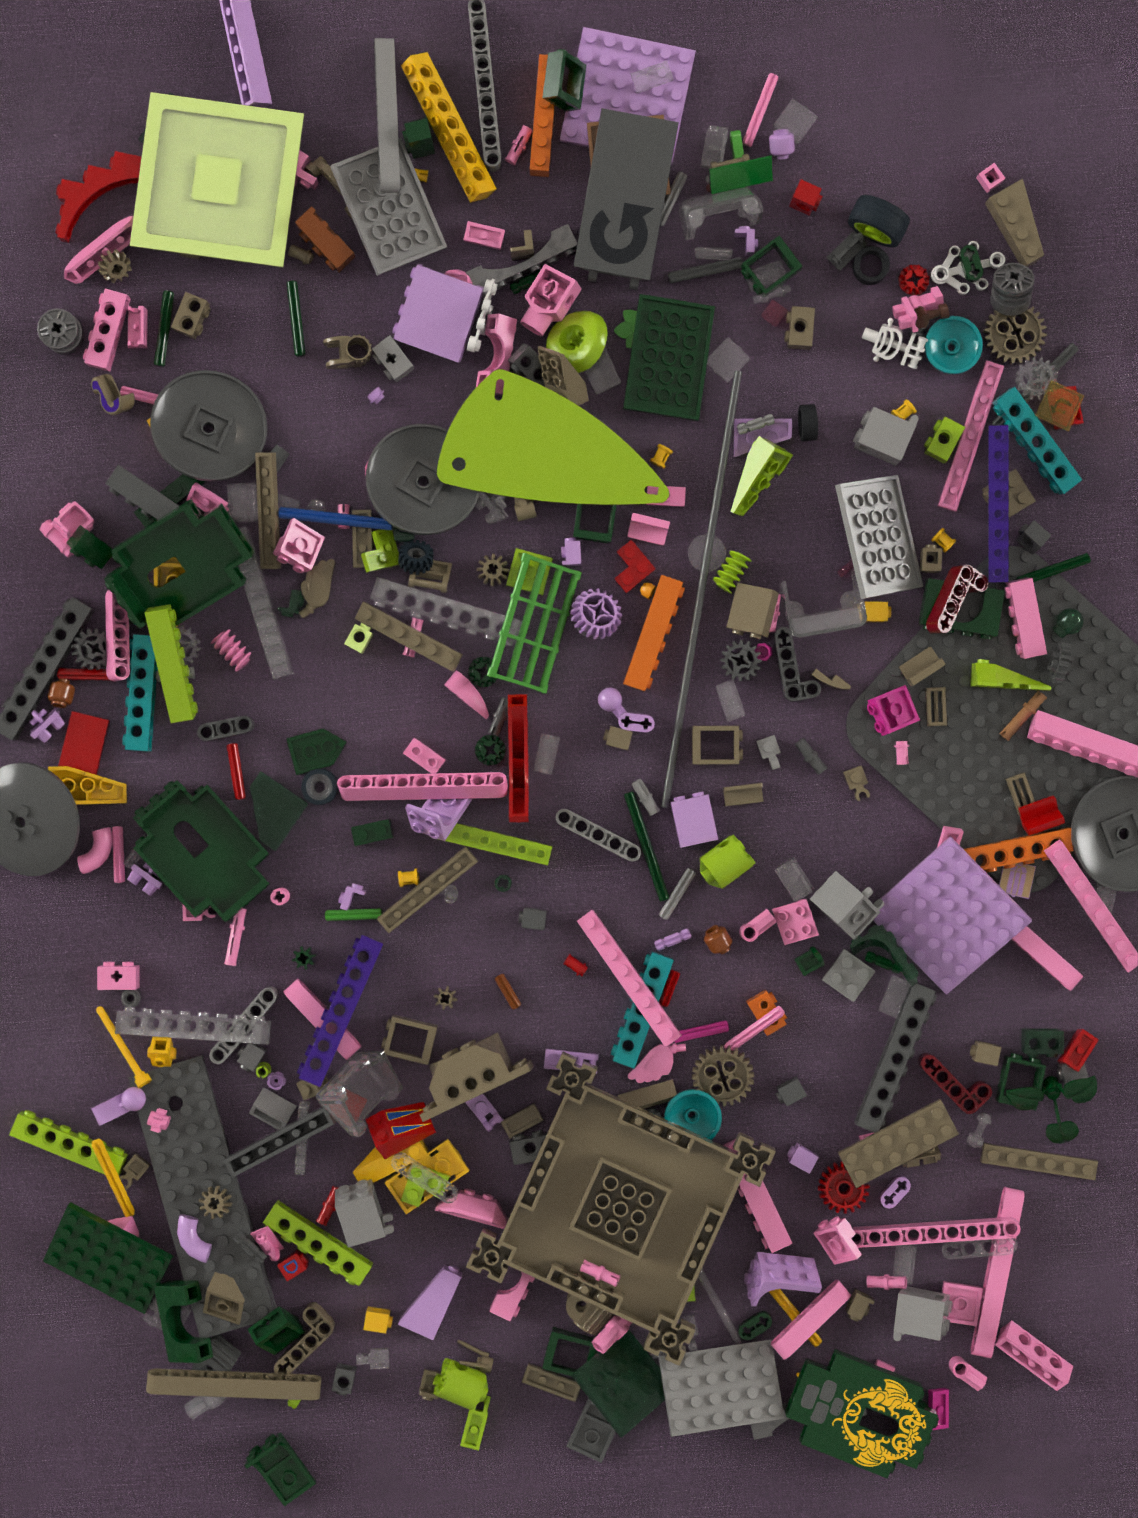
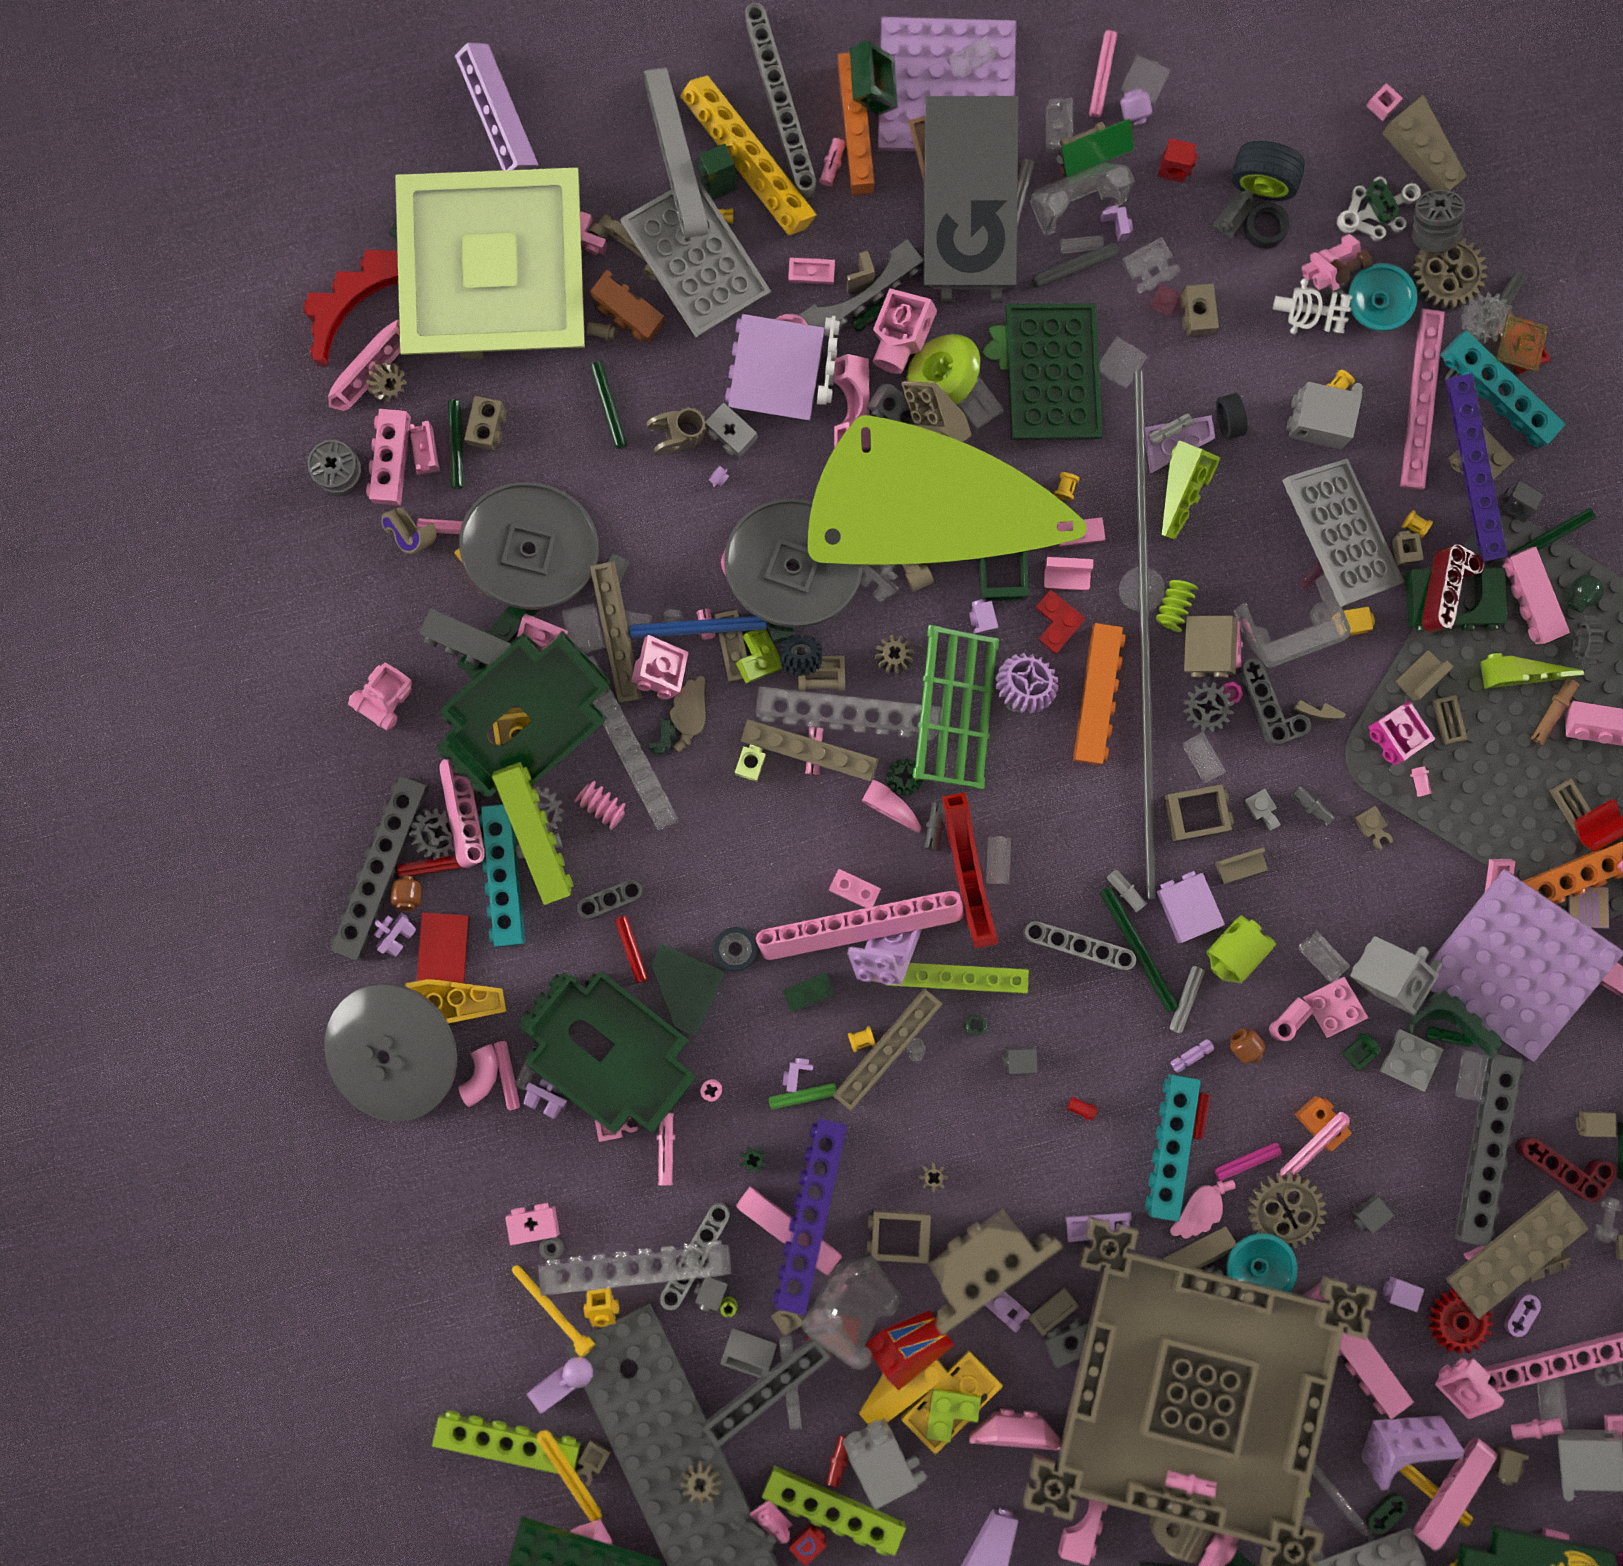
camera: 15 degrees left, 5 degrees down
(90, 547) = (413, 713): dark green brick -> none
(158, 1120) = (613, 1393): bright pink gear -> none
(190, 1240) = (678, 1537): lavender cylinder -> none
(276, 1085) = (746, 1323): lavender plate -> none
(314, 750) = (721, 906): dark green tile -> none
(426, 1175) = (949, 1408): clear beam -> none
(499, 749) = (927, 857): dark green gear -> none
(507, 991) = (1006, 1155): dark orange axle -> none
(531, 571) = (921, 647): lime tile -> none
(611, 699) = (1064, 783): lavender beam -> none
(618, 738) = (1080, 825): dark tan brick -> none
(629, 978) = (1152, 1112): bright pink plate -> none
(647, 590) = (1080, 645): light orange hinge -> none
(736, 144) = (1083, 116): bright green beam -> none
(787, 256) = (1168, 229): dark green window -> none
(909, 287) = (1316, 242): red gear -> none
(952, 431) = (1401, 397): lime brick -> none

